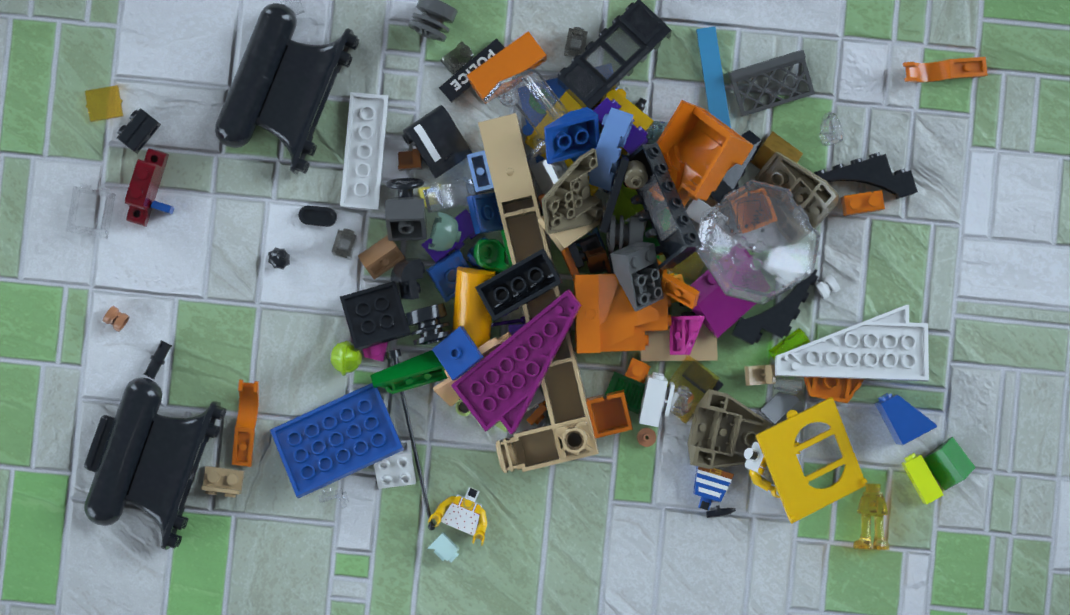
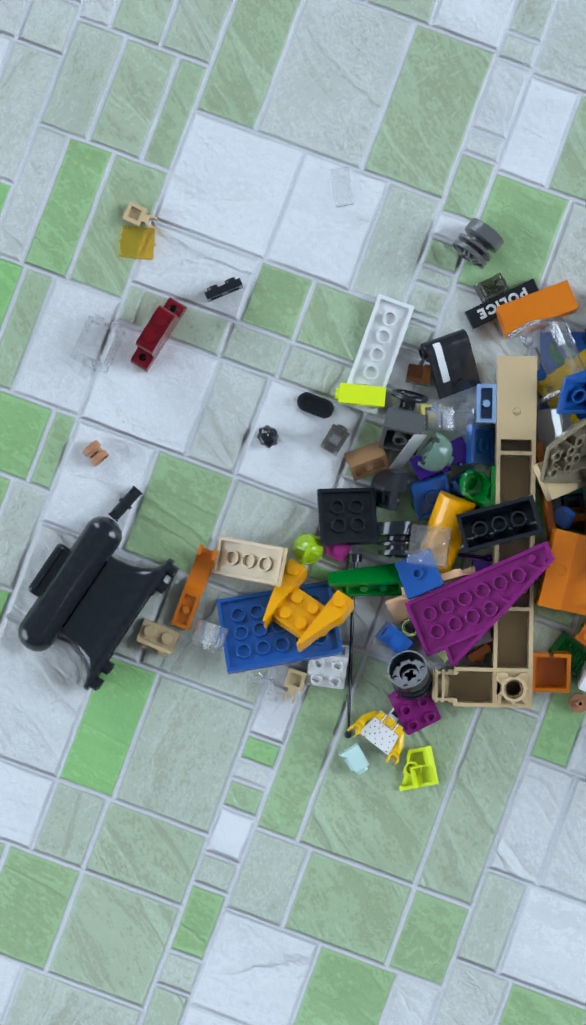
camera: 15 degrees right, 0 degrees up
(96, 77) = (137, 215): none -> tan plate
(138, 130) = (164, 277): black brick -> none
(162, 207) = (168, 357): blue tile -> none
(192, 131) = (215, 292): none -> black plate
(270, 466) = (208, 635): none -> clear brick
(282, 85) = (314, 269): black piece -> none
(292, 383) = (250, 561): none -> tan tile
(352, 420) = (302, 613): none -> light orange wedge
(357, 195) = (361, 395): none -> neon yellow brick
(366, 488) = (294, 681): none -> tan plate
(416, 237) = (407, 451): none -> white sticker
(453, 423) = (394, 638): none -> blue torso
(458, 323) = (429, 546): none -> clear plate
(473, 453) = (403, 668): none -> black wheel
(488, 483) = (414, 713): none -> magenta bracket
(509, 541) = (420, 769): none -> neon yellow slope
(583, 261) = (564, 517): none -> blue tile

